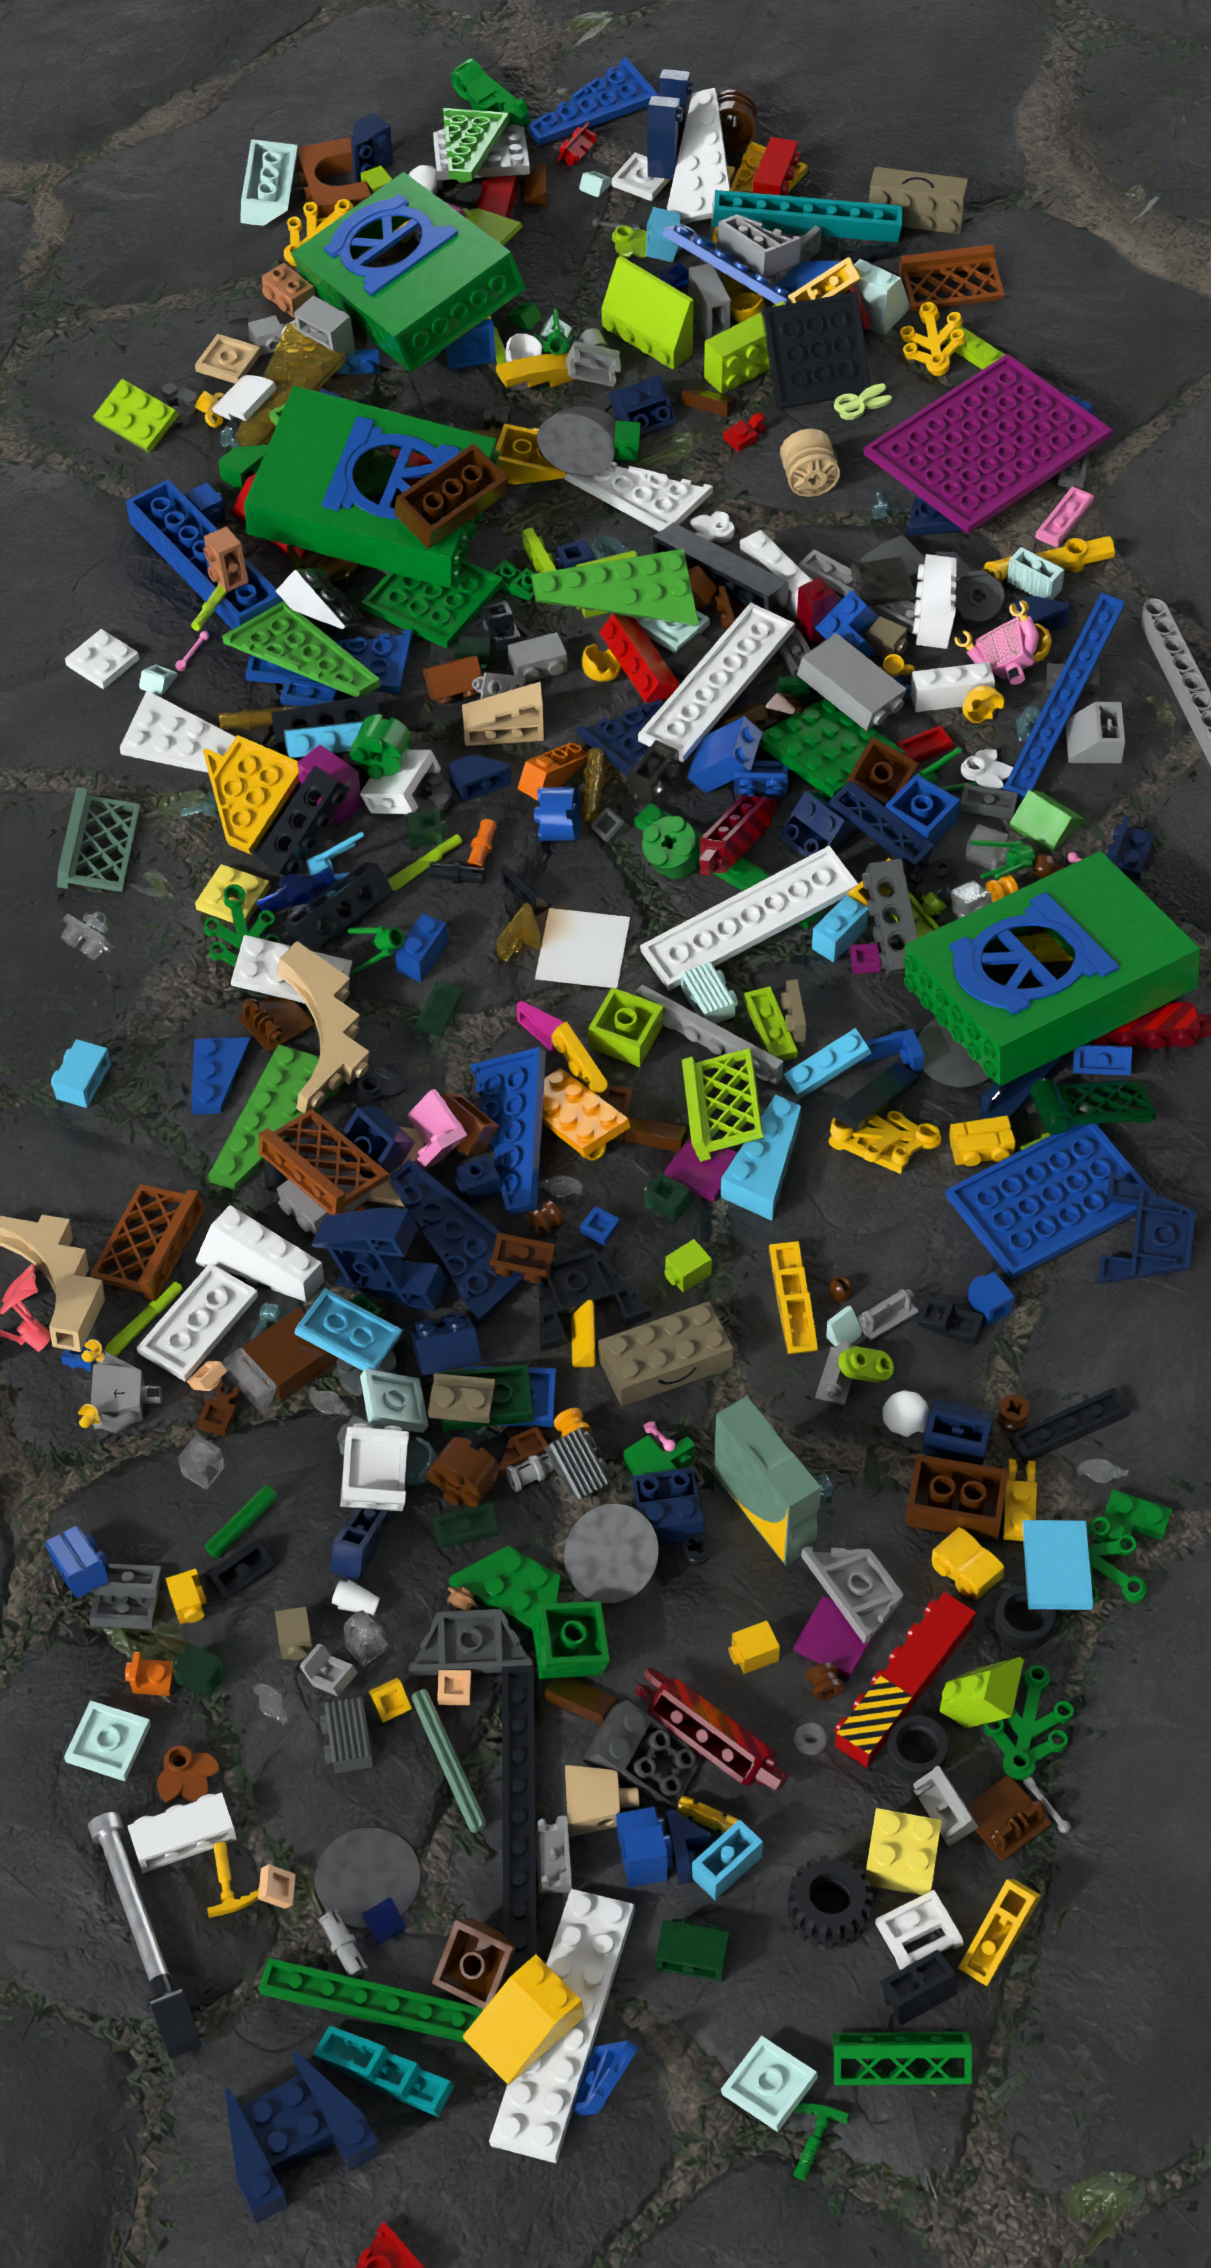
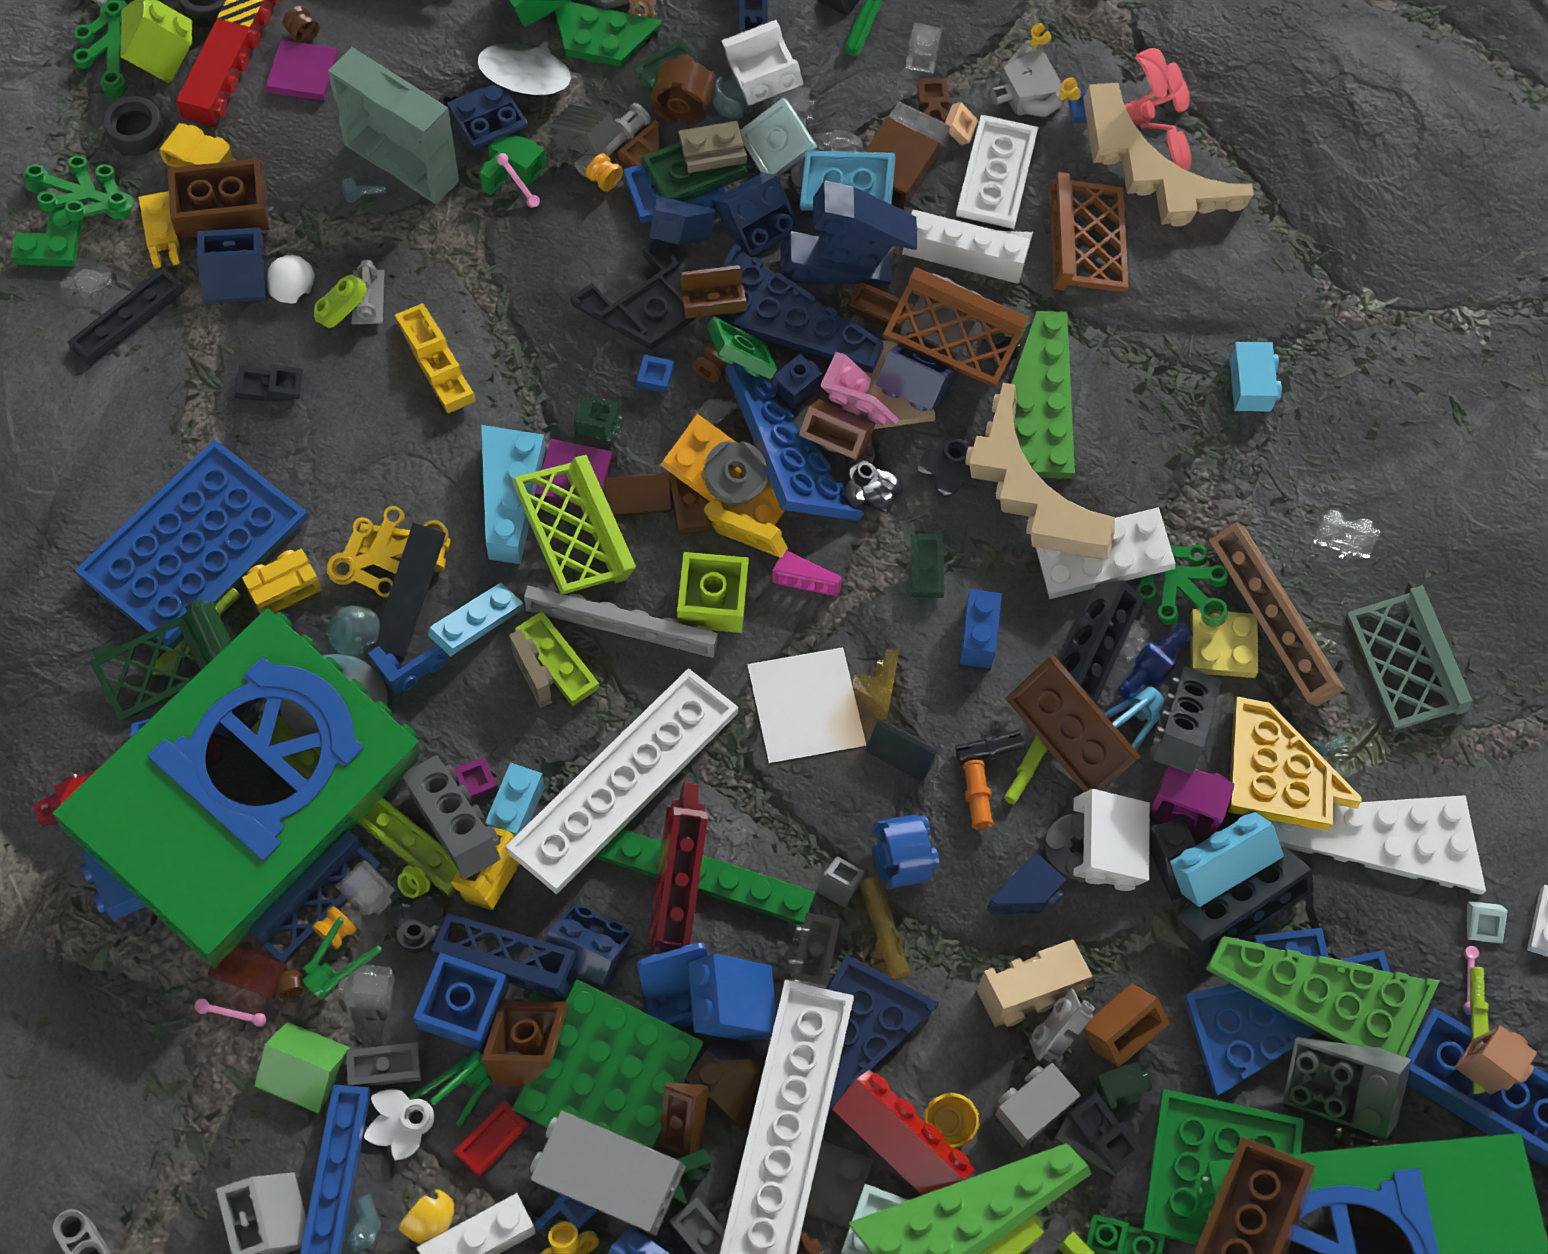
camera: 155 degrees right, 10 degrees up
(154, 1308) = (1055, 153): lime piece -> none
(184, 888) = (1277, 615): none -> medium nougat brick
(214, 1071) = (1124, 429): blue wing -> none
(247, 719) = (1363, 877): clear yellow pin -> none
(268, 1312) = (935, 200): clear light blue hand -> none
(274, 1021) = (1098, 493): reddish brown hinge -> none
(381, 746) = (1148, 837): green brick -> none
(385, 940) = (1018, 598): green plant -> none
(390, 852) = (1072, 726): none -> reddish brown tile
(426, 828) = (1057, 782): clear green brick -> none
(455, 1078) = (874, 488): none -> black plate
(518, 1203) = (742, 348): none -> green plate
(525, 1343) = (680, 221): none -> dark blue slope
(551, 768) = (940, 935): orange slope -> none
(583, 1336) = (625, 260): yellow slope -> none
(584, 1093) = (729, 489): none -> dark grey plate
(665, 1353) = (540, 259): dark tan brick -> none
(670, 833) = (749, 843): green brick -> none
(688, 1266) = (550, 355): lime brick -> none
(708, 993) = (636, 671): light aqua brick -> none
(754, 1647) = (371, 34): yellow brick -> none
(836, 1290) = (386, 389): reddish brown hinge -> none
(843, 1327) = (376, 341): light aqua slope -> none
(856, 1586) = (292, 103): light grey wing -> none
(887, 1314) = (337, 369): light grey hinge -> none
(931, 1088) = (353, 629): none -> clear light blue hair
(990, 1297) = (232, 410): blue brick -> none
(1010, 1420) = (182, 312): reddish brown wheel -> none
(1057, 1565) = (108, 159): medium azure tile -> none
(1130, 849) = (185, 1050): dark blue bracket -> none
(1160, 1235) = (64, 530): dark blue wing -> none

